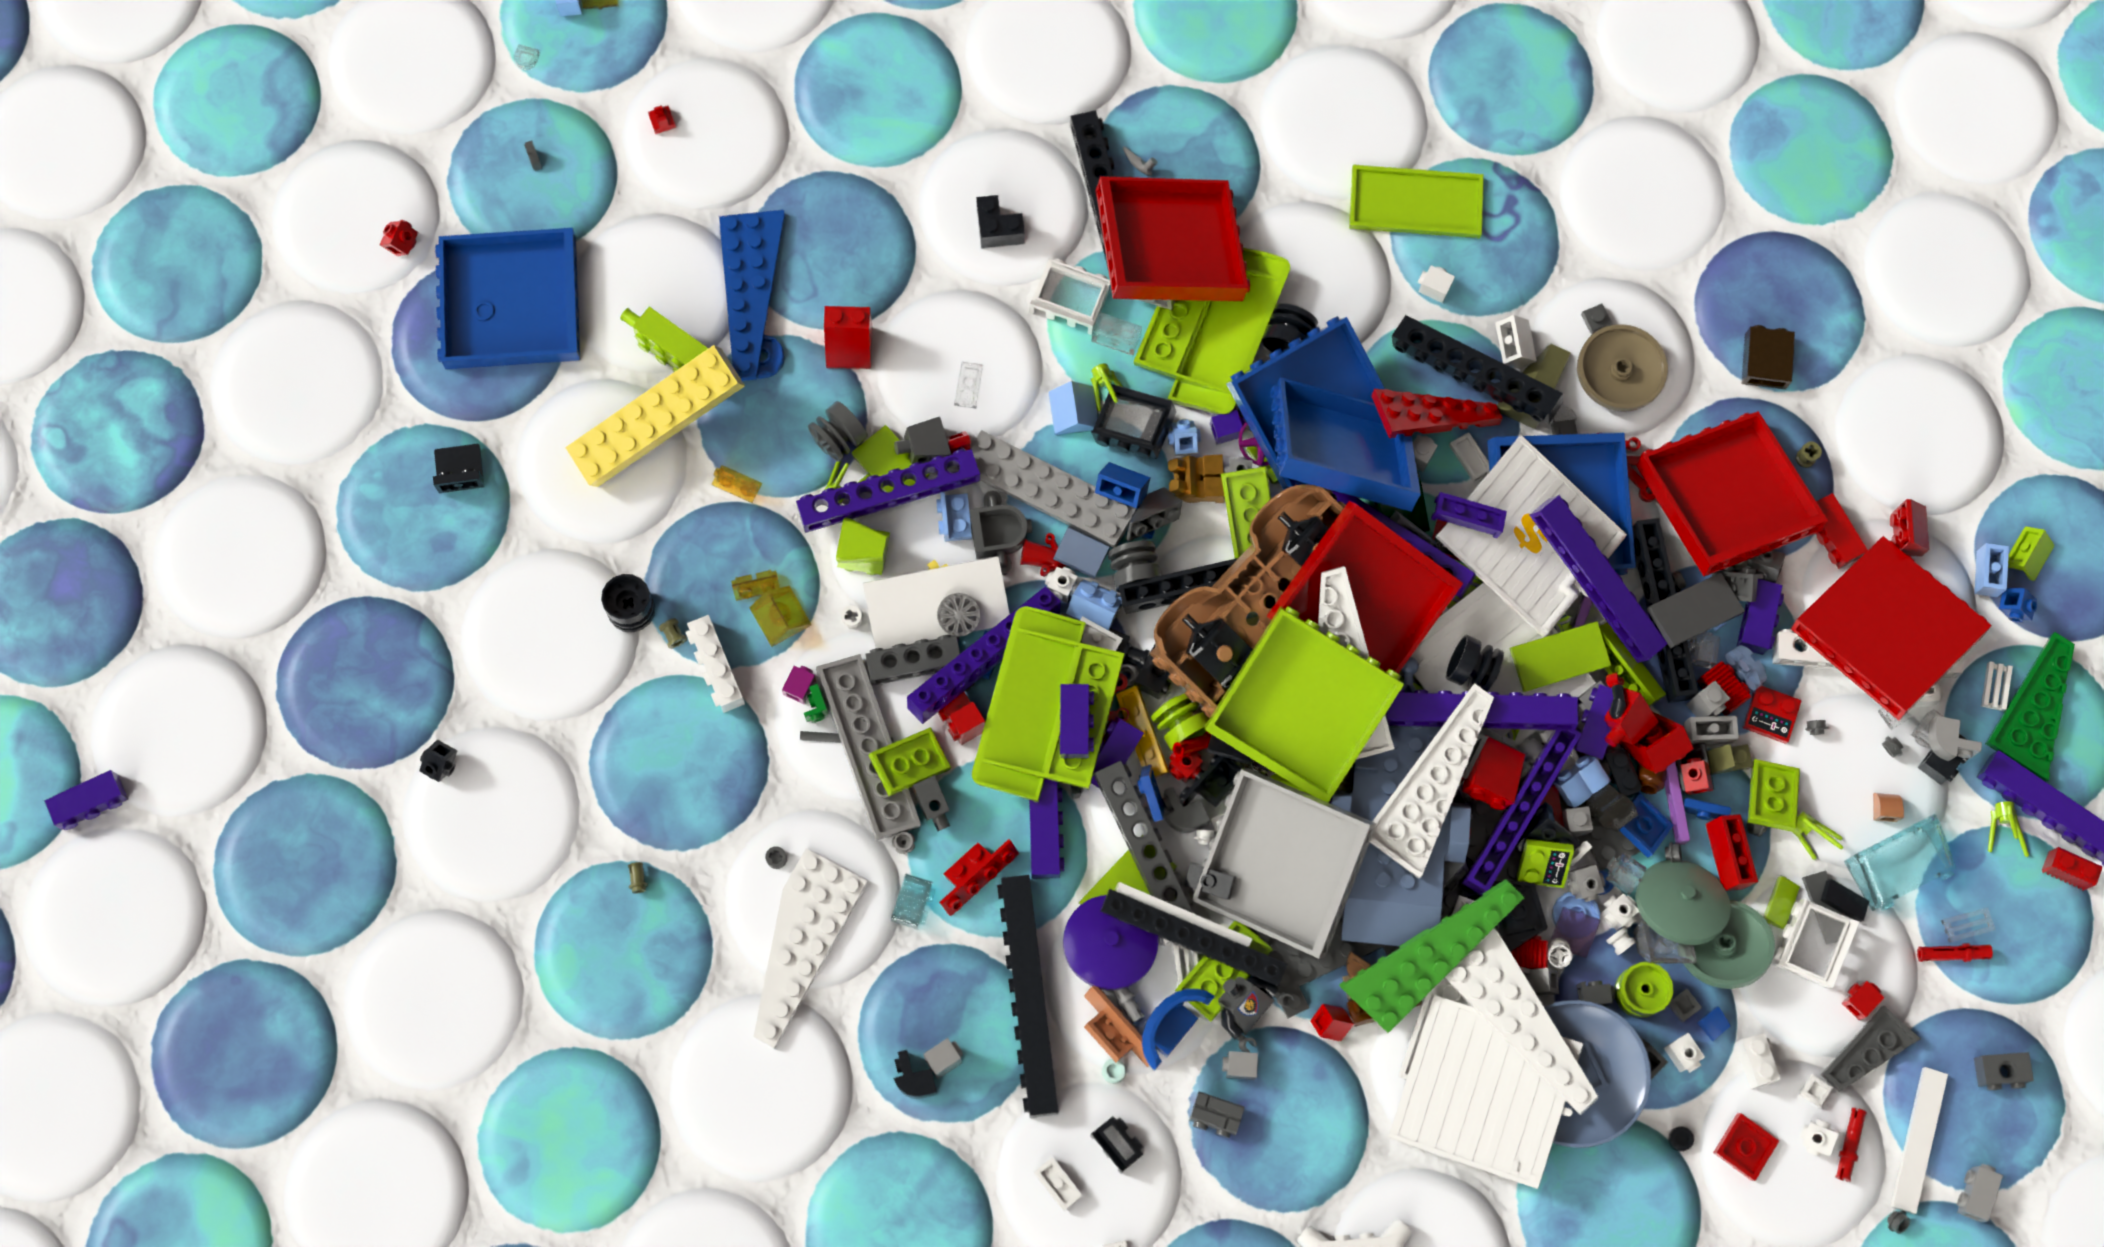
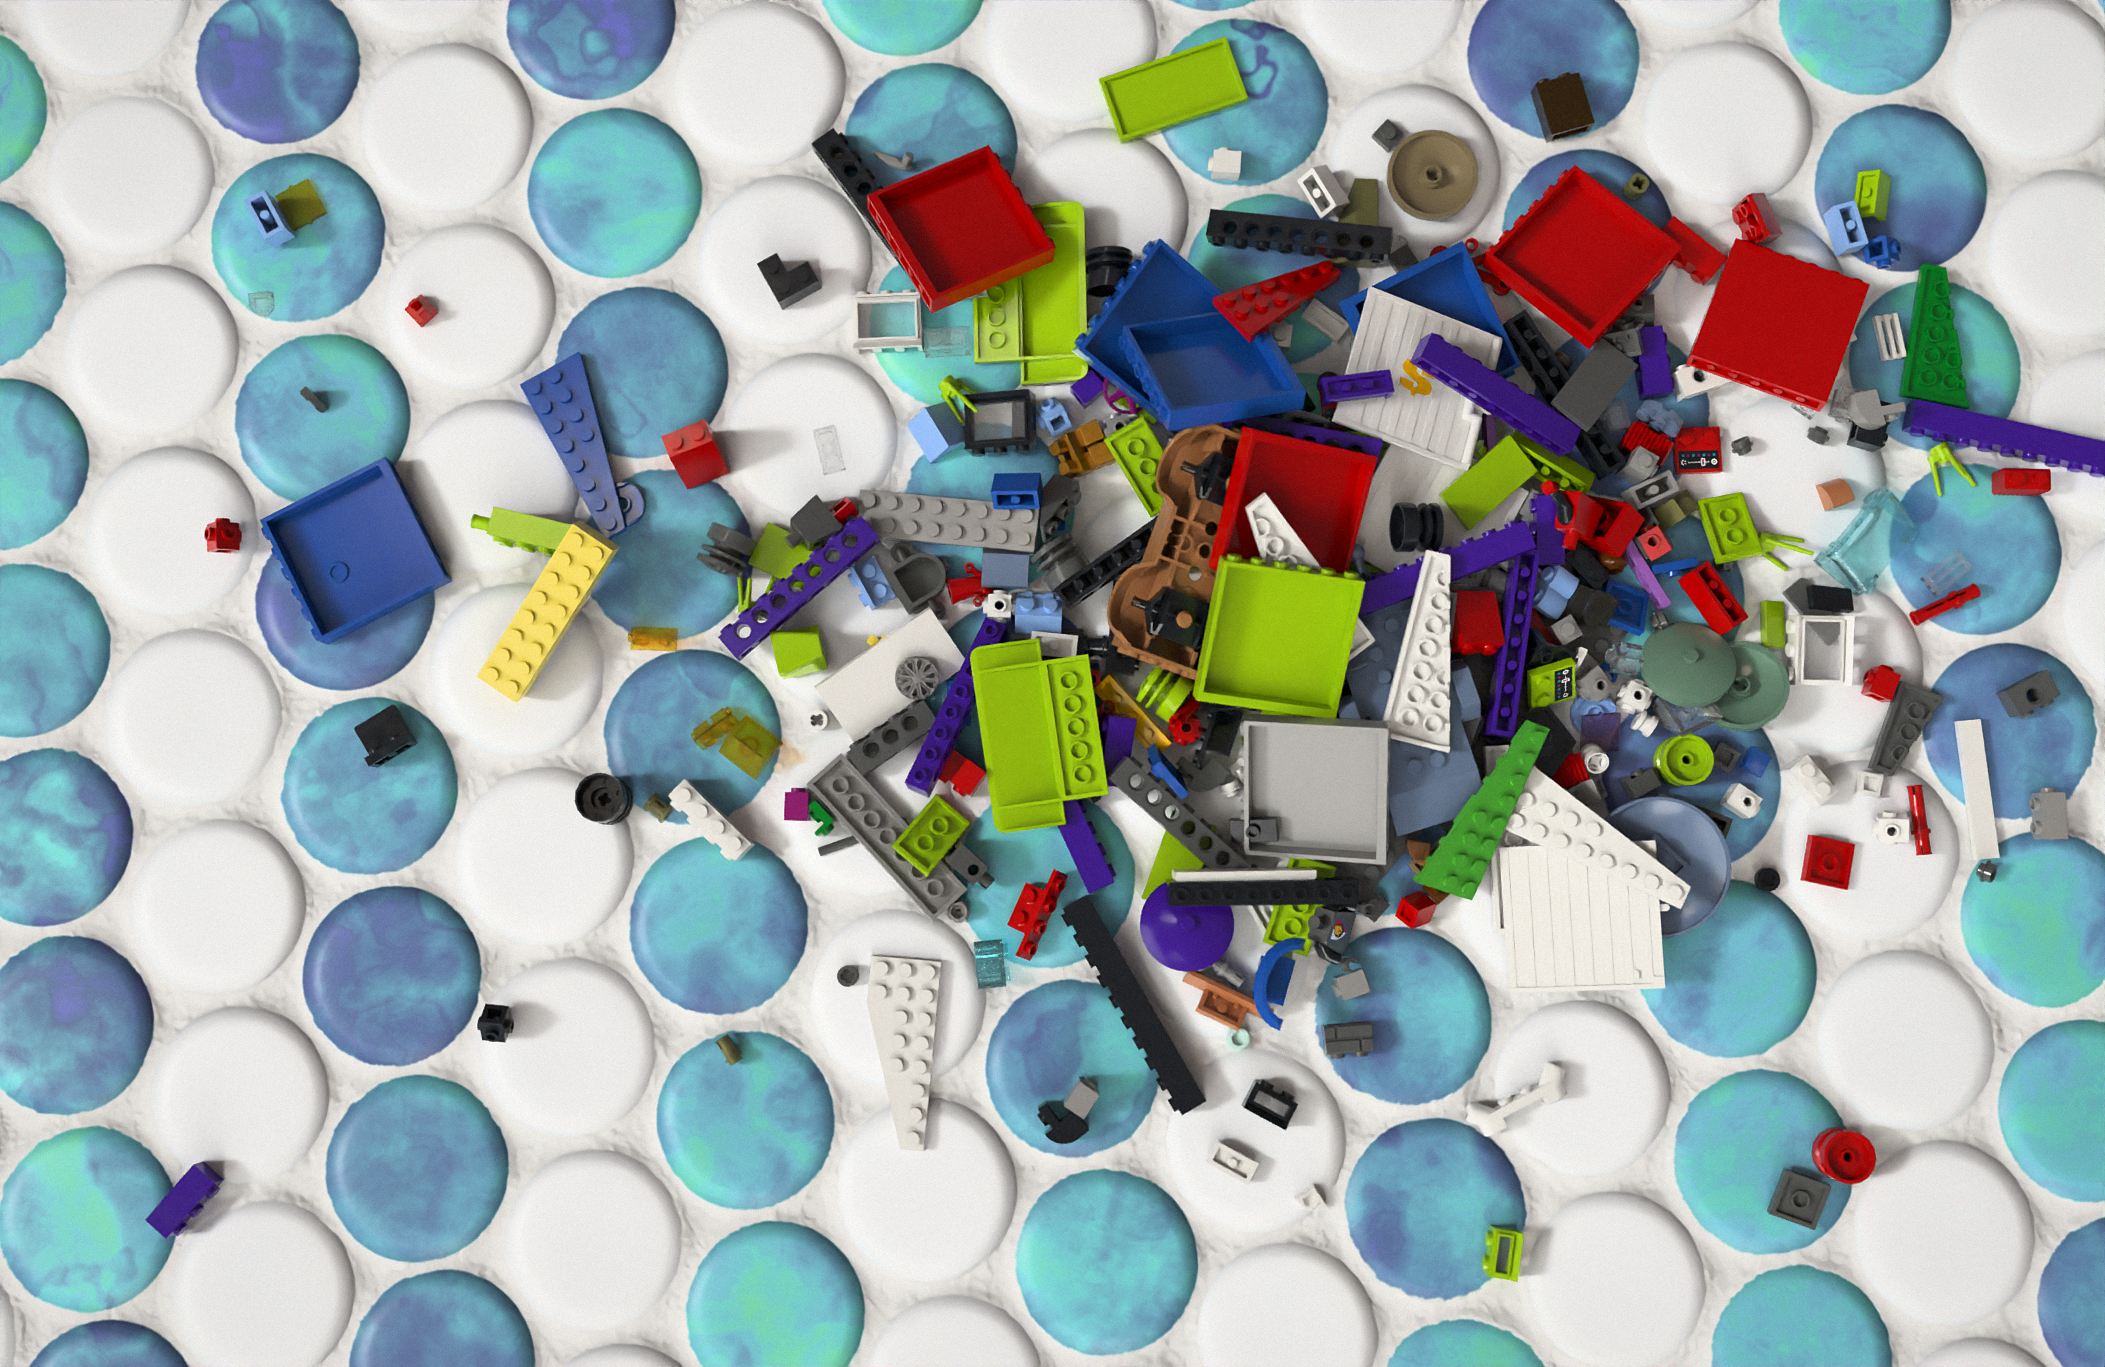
camera: 20 degrees left, 10 degrees up
(1076, 721) = (1071, 738): dark purple brick -> none

